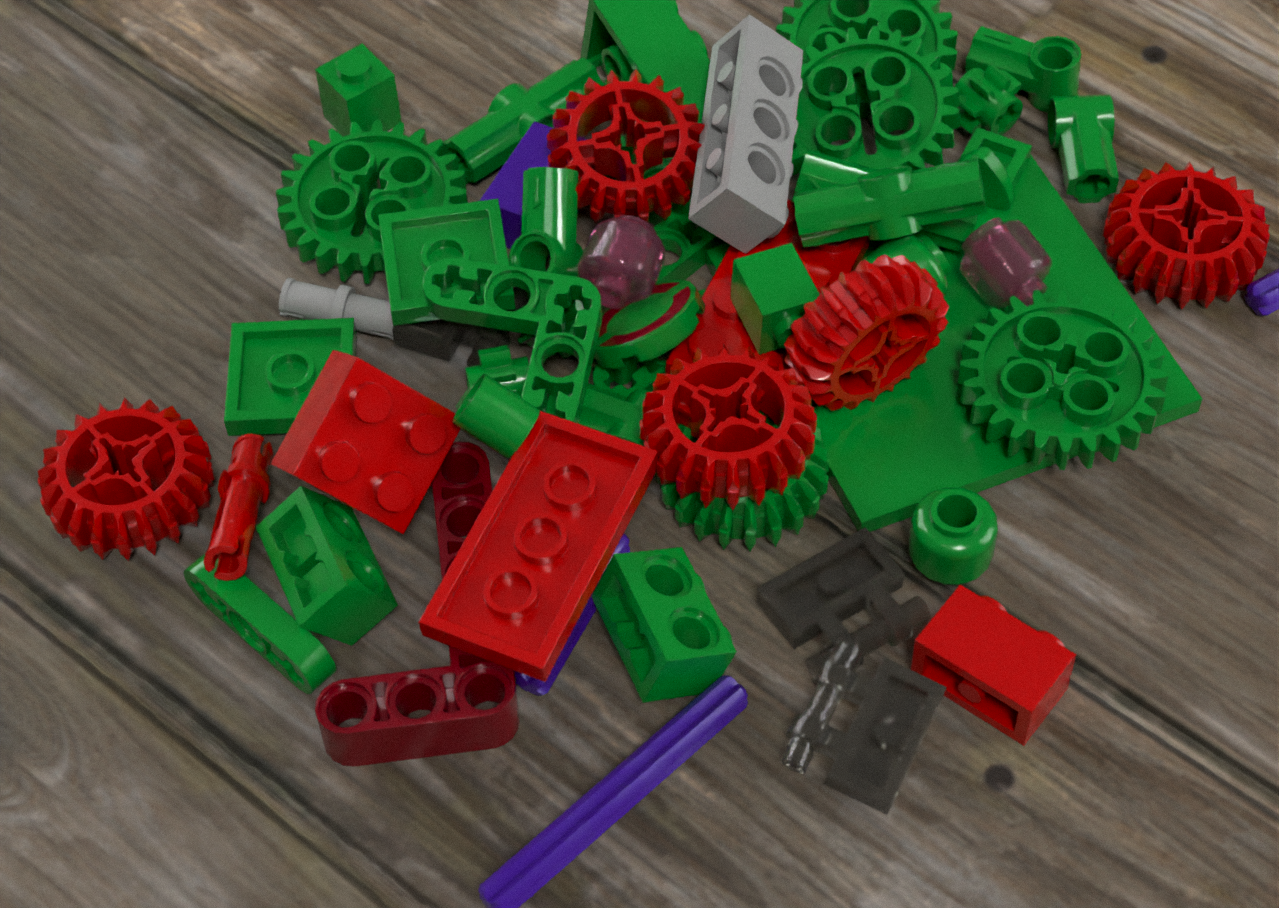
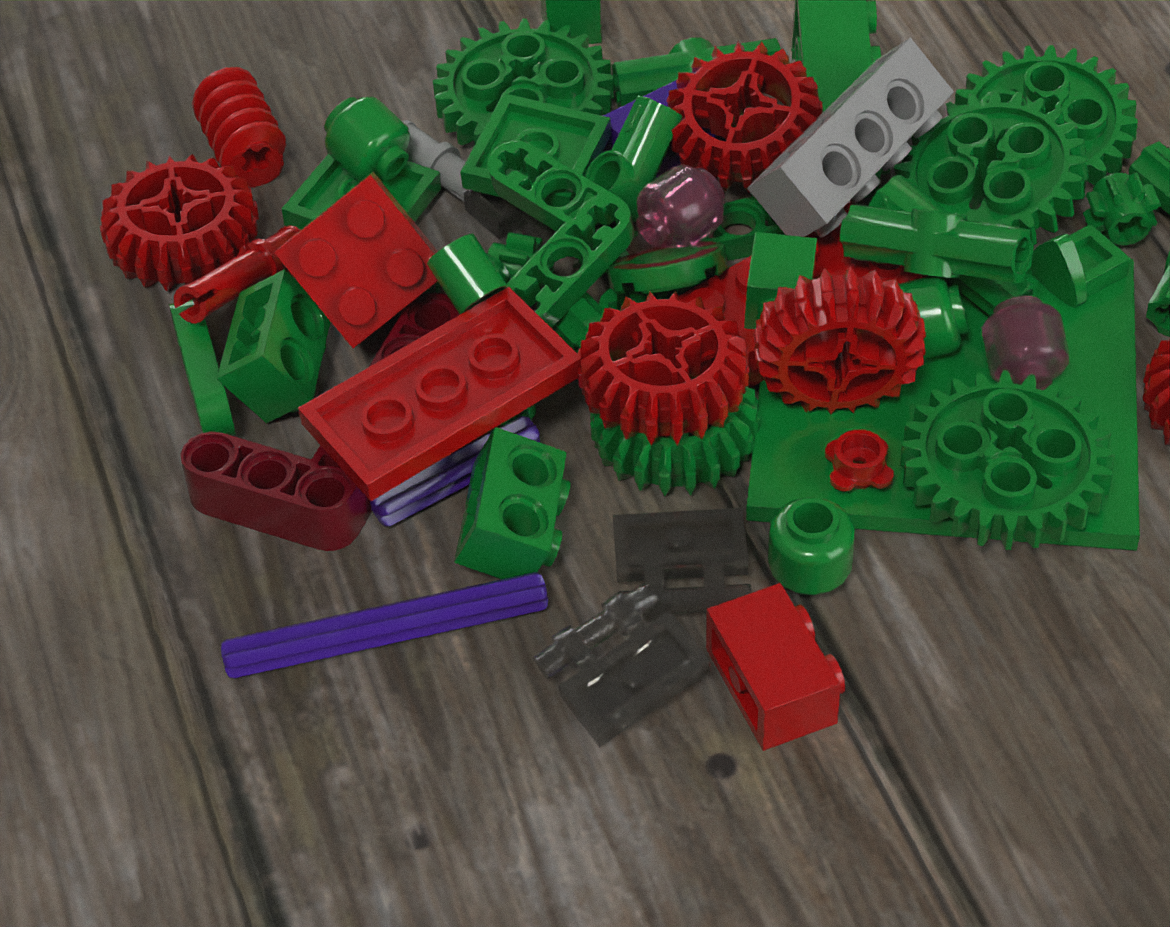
camera: 30 degrees right, 5 degrees down
(118, 352) = (240, 125): none -> red piece
(273, 315) = (367, 138): none -> green head
(941, 423) = (859, 461): none -> red plate

